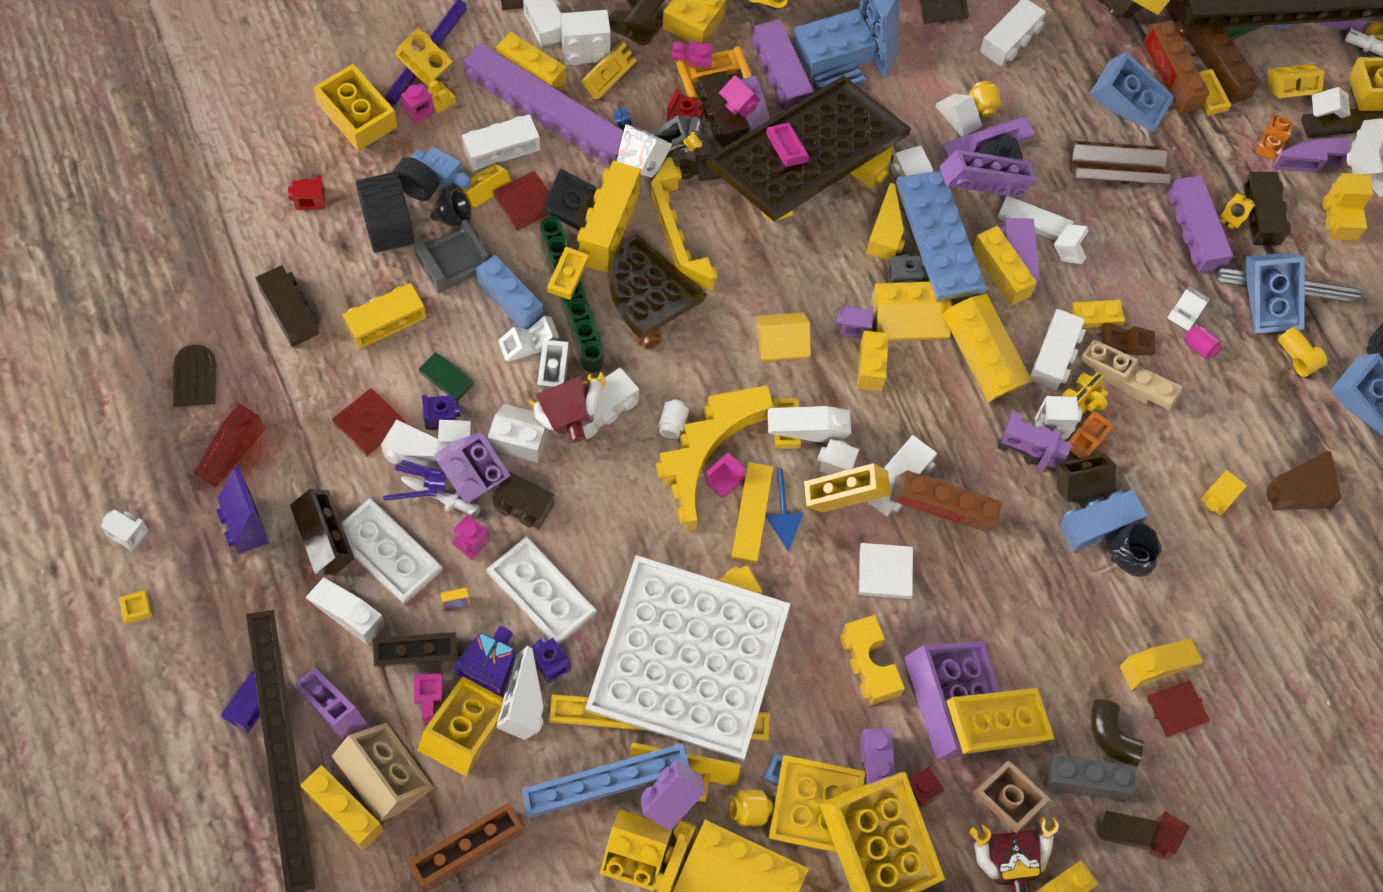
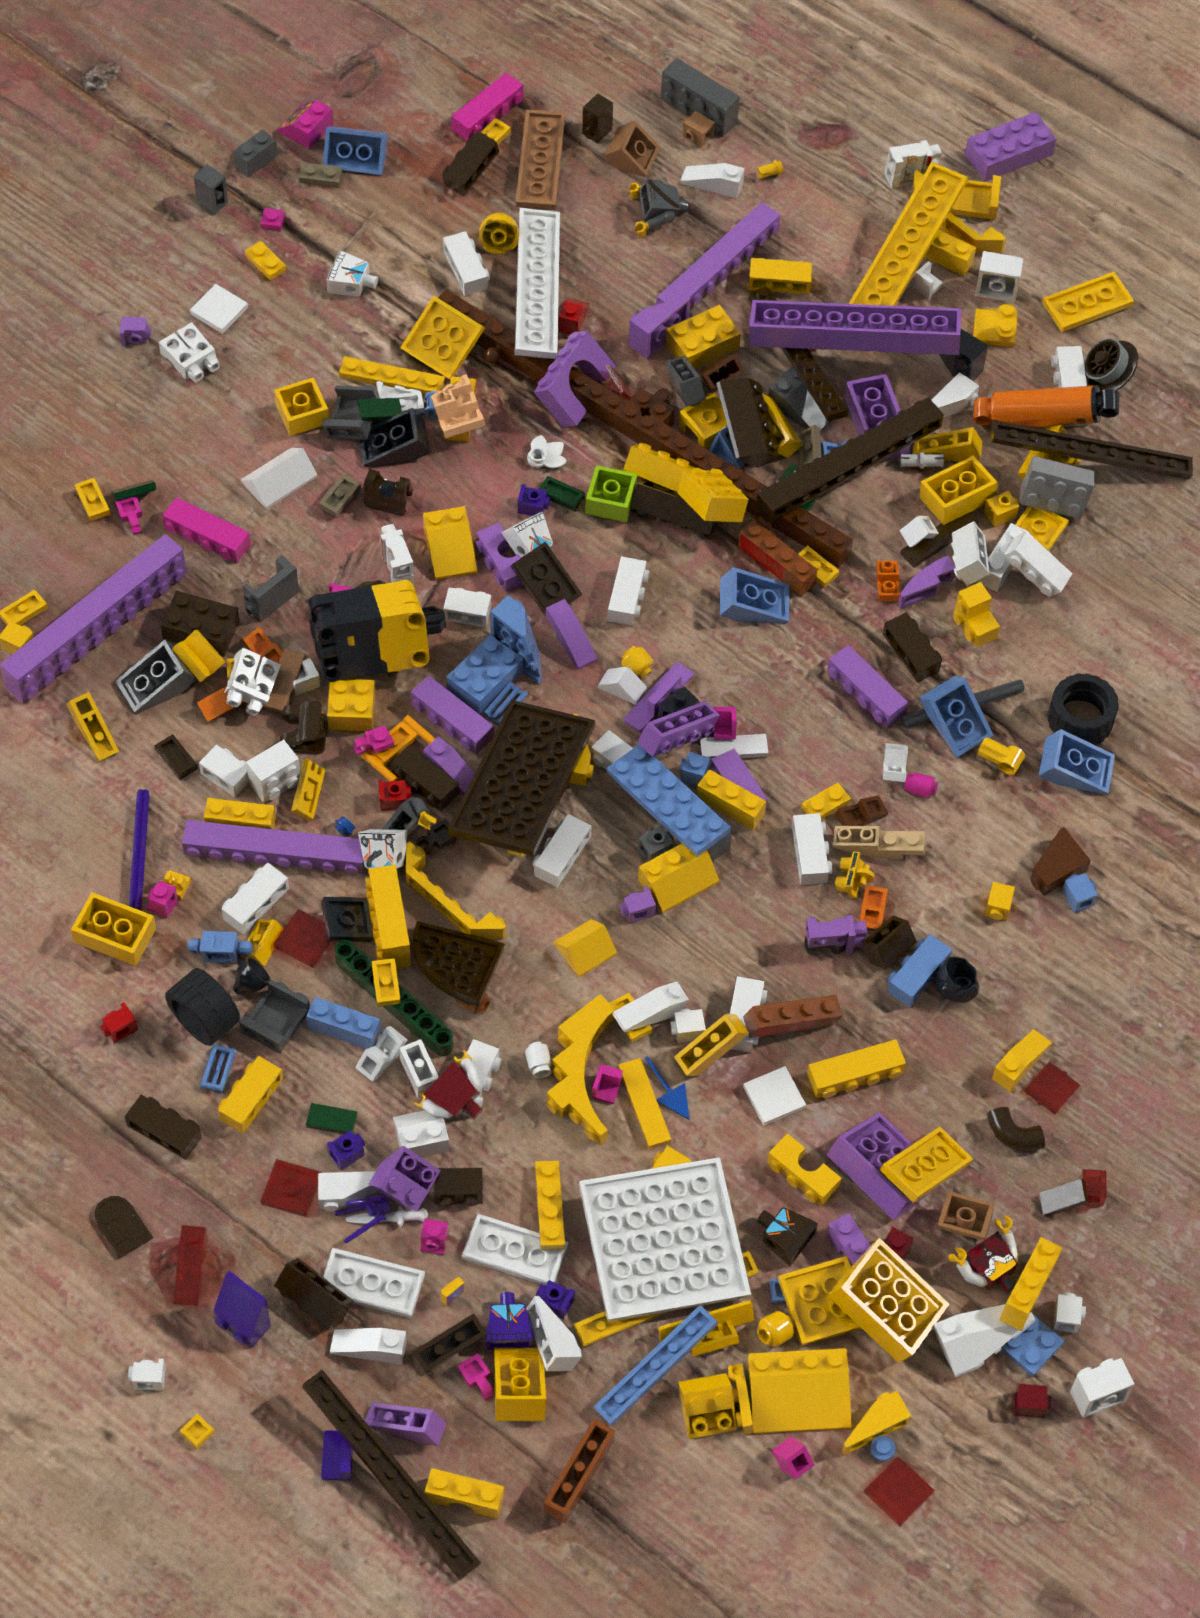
camera: 25 degrees left, 5 degrees down
(366, 292) = (213, 1086): none -> medium blue tile
(381, 771) = (477, 1451): tan slope -> none
(417, 178) = (209, 960): black tyre -> none
(420, 60) = (144, 861): yellow brick -> none
(452, 430) = (369, 1159): white panel -> none
(599, 564) = (549, 1205): none -> yellow plate
(672, 795) = (714, 1347): medium lavender brick -> none
(739, 97) = (439, 762): dark pink brick -> none
(787, 144) = (505, 785): dark pink tile -> none
(812, 235) = (562, 850): none -> white brick
(819, 715) = (787, 1233): none -> dark brown torso
(872, 361) = (670, 931): yellow brick -> none
(888, 229) = (621, 815): yellow slope -> none
(936, 45) = (570, 634): none -> medium lavender slope
(983, 218) = (694, 769): none -> medium blue brick
(983, 586) = (856, 1069): none -> yellow brick
(987, 347) = (755, 875): yellow slope -> none
(1039, 192) = (726, 724): none -> dark pink panel
(1059, 414) = (842, 902): white brick -> none
(1069, 245) = (773, 754): white panel -> none
(1089, 778) = (1014, 1174): dark grey brick -> none
(1118, 161) = (774, 664): slope -> none
(1227, 215) = (892, 669): yellow piece -> none
(1295, 80) = (880, 524): yellow brick -> none
(1313, 525) = (1080, 892): none -> medium blue brick

